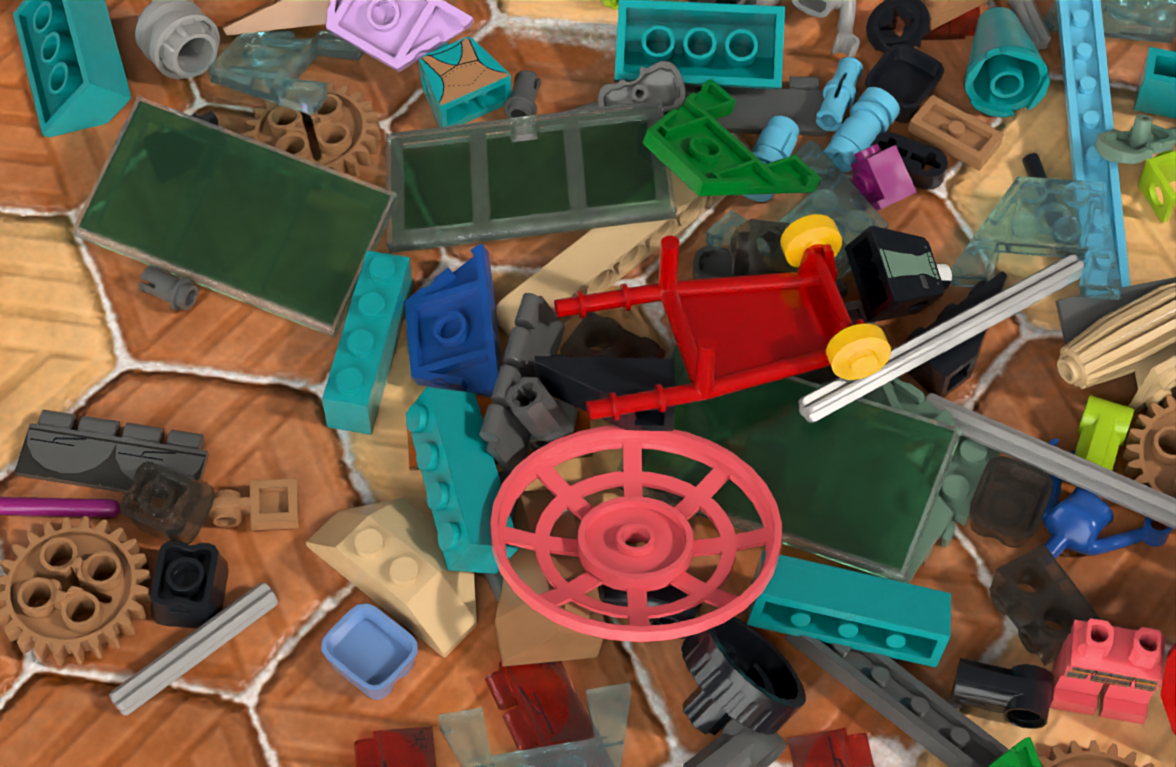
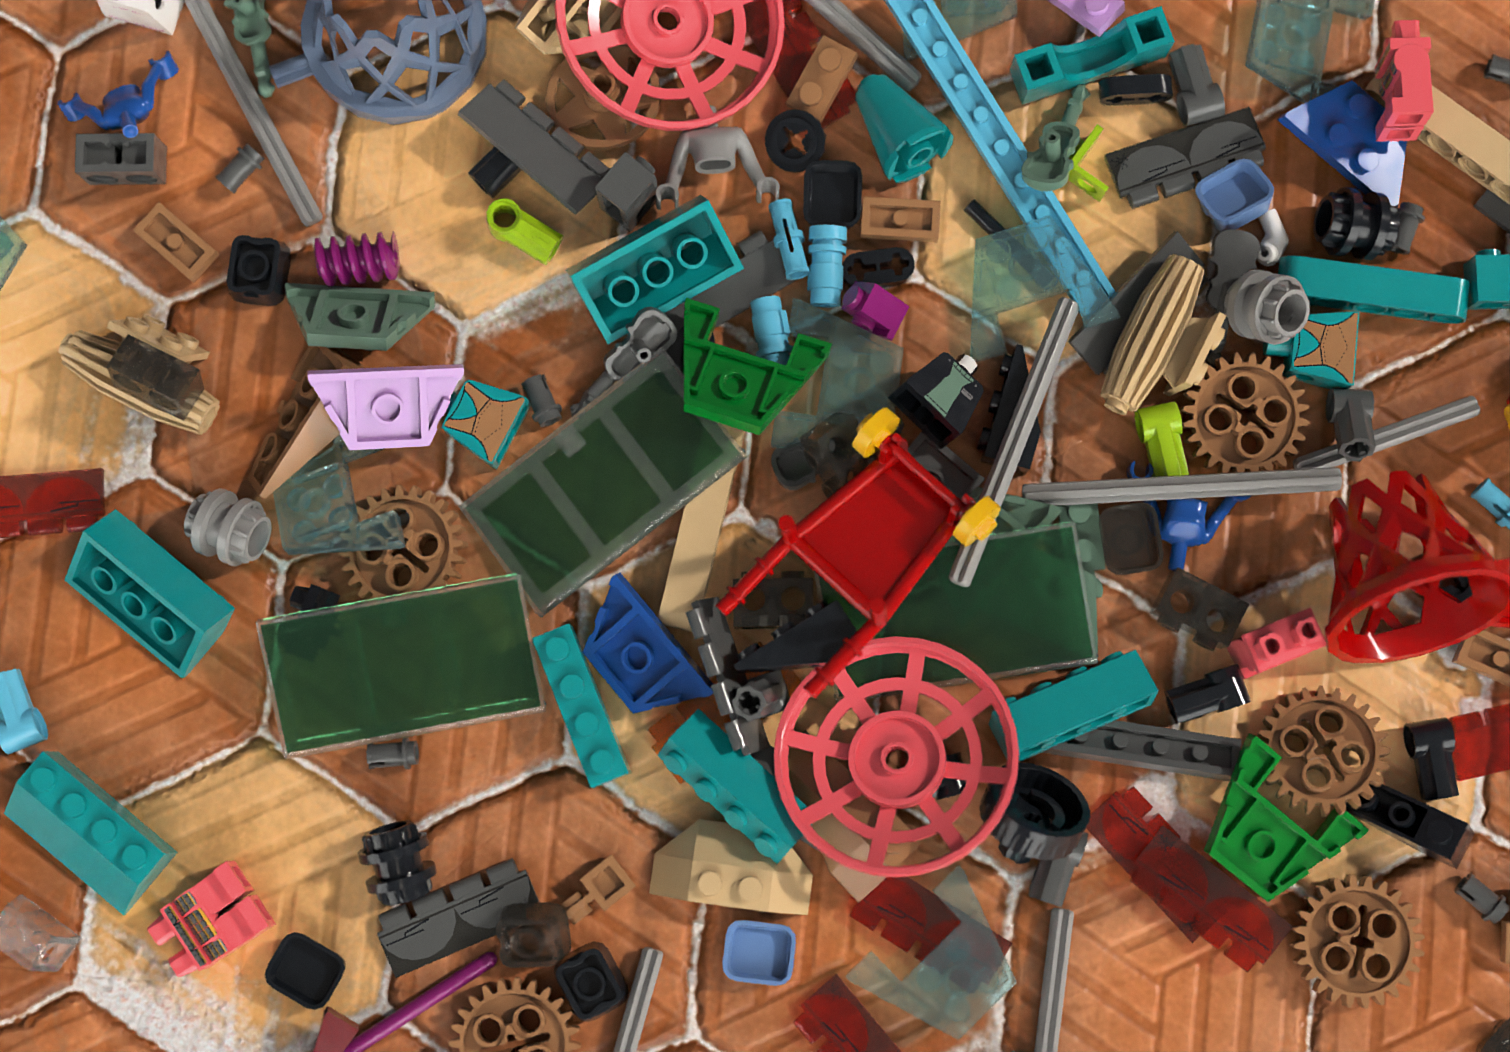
camera: 30 degrees left, 25 degrees up
(98, 363) = (397, 862): none -> black piece

